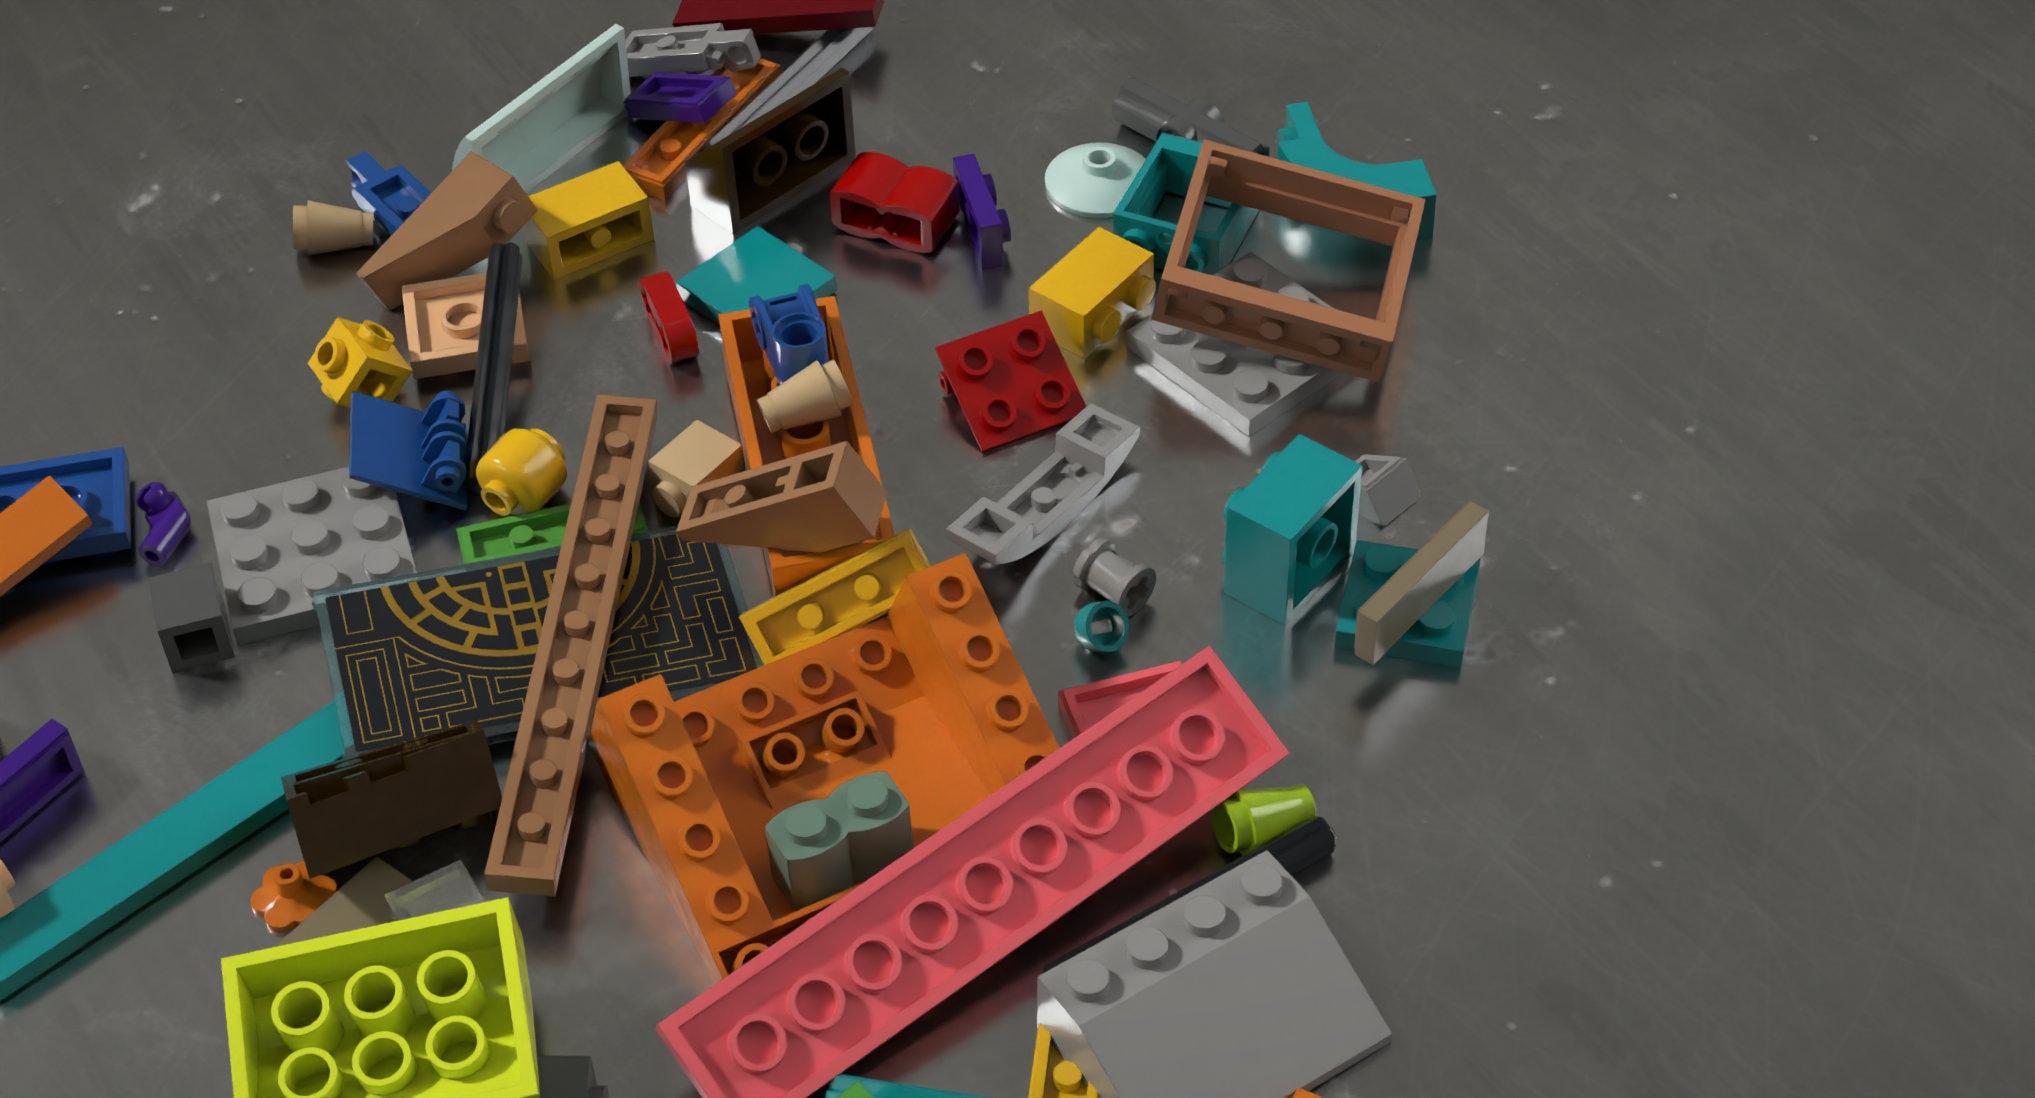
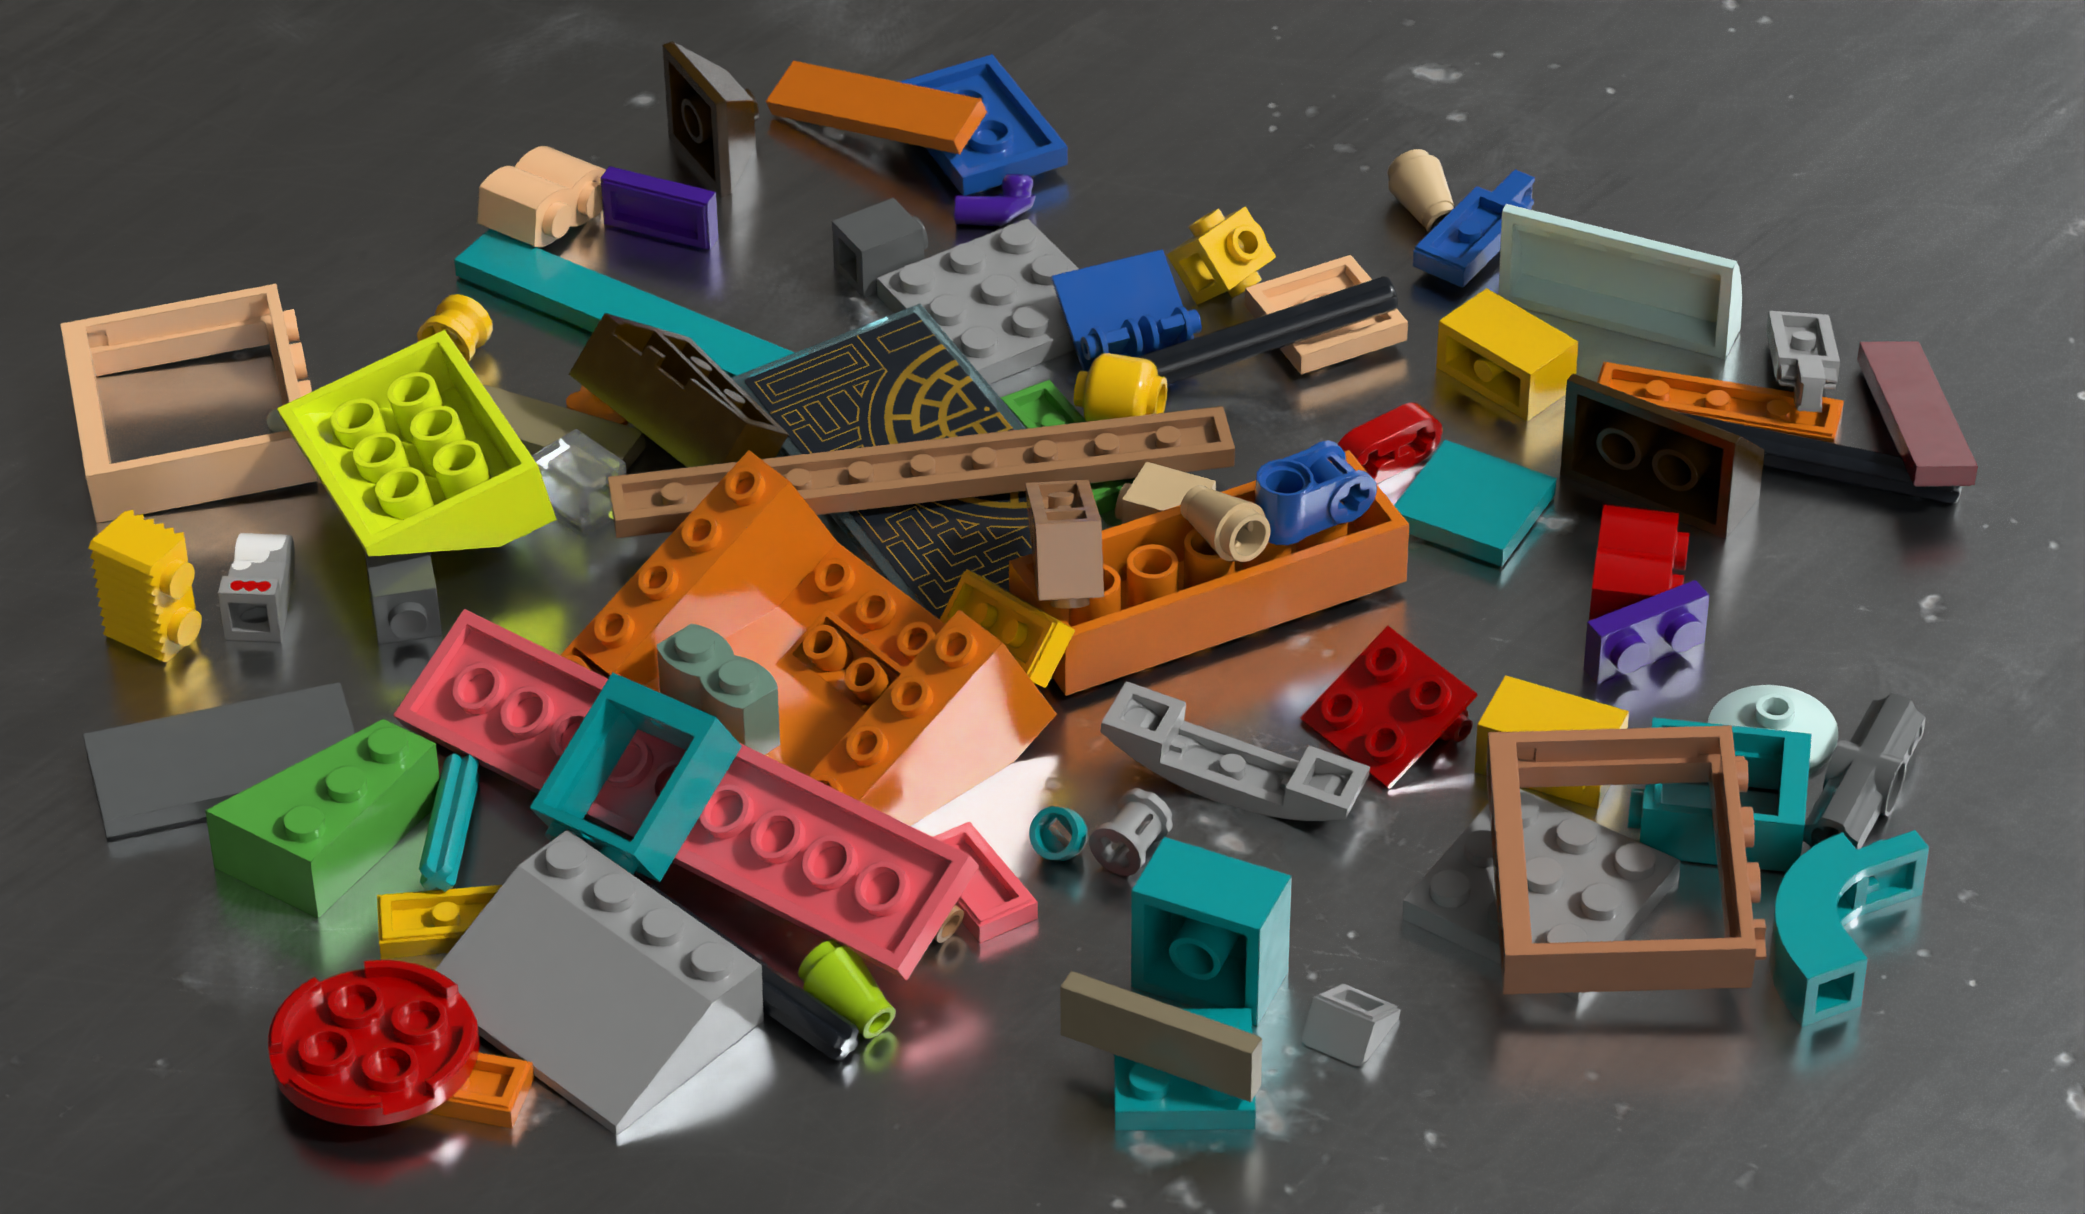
camera: 75 degrees right, 5 degrees down
(127, 1001) = (463, 321): none -> yellow wheel
(449, 230) = (1424, 254): medium nougat slope -> none
(679, 97) = (1727, 371): dark purple tile -> none
(1036, 863) = (598, 746): none -> teal window

